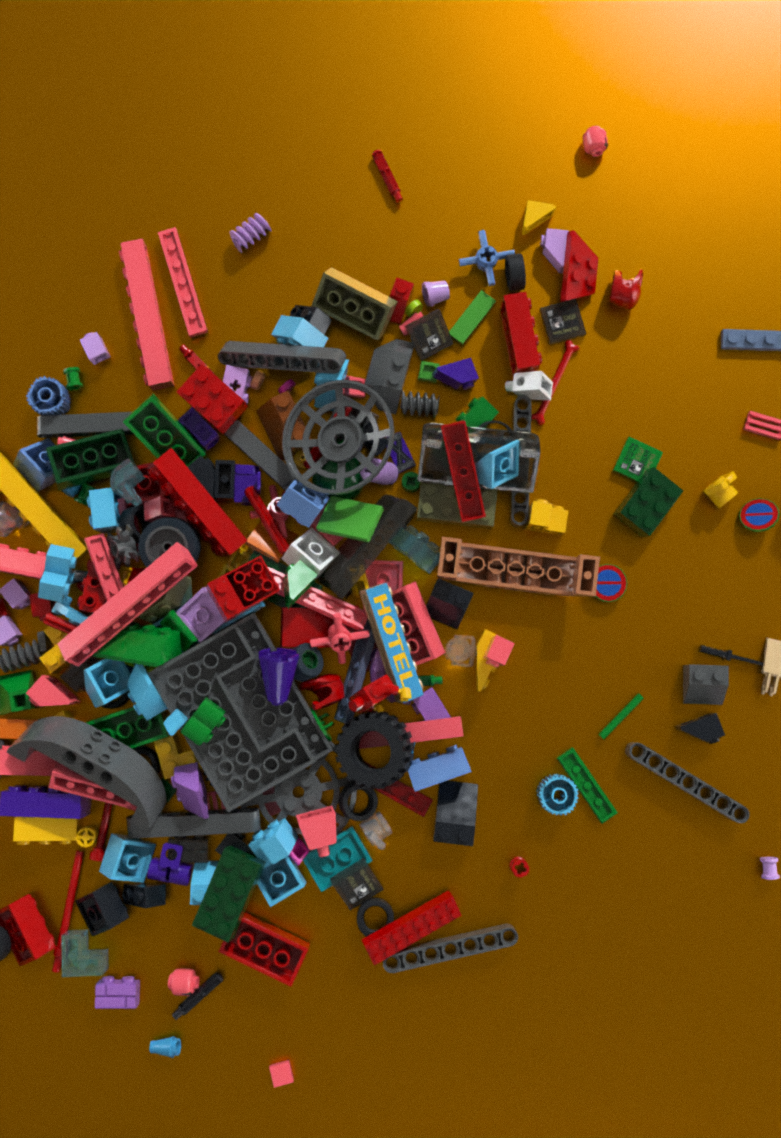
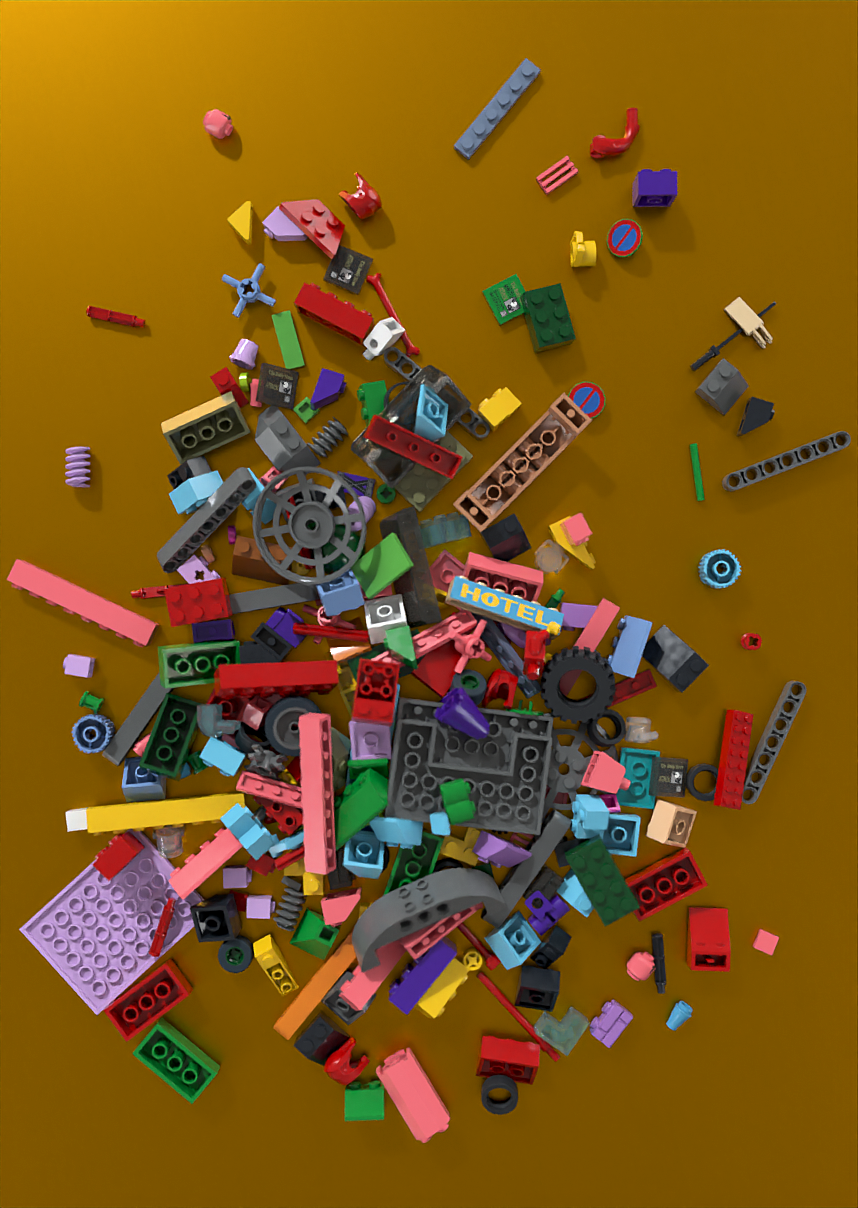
camera: 50 degrees left, 5 degrees up
(182, 282) = (77, 553): coral plate -> none
(247, 1023) = (708, 939): none -> red slope
(320, 916) = (671, 823): none -> light nougat slope
(515, 272) = (279, 276): black tyre -> none
(587, 785) = (729, 540): green tile -> none

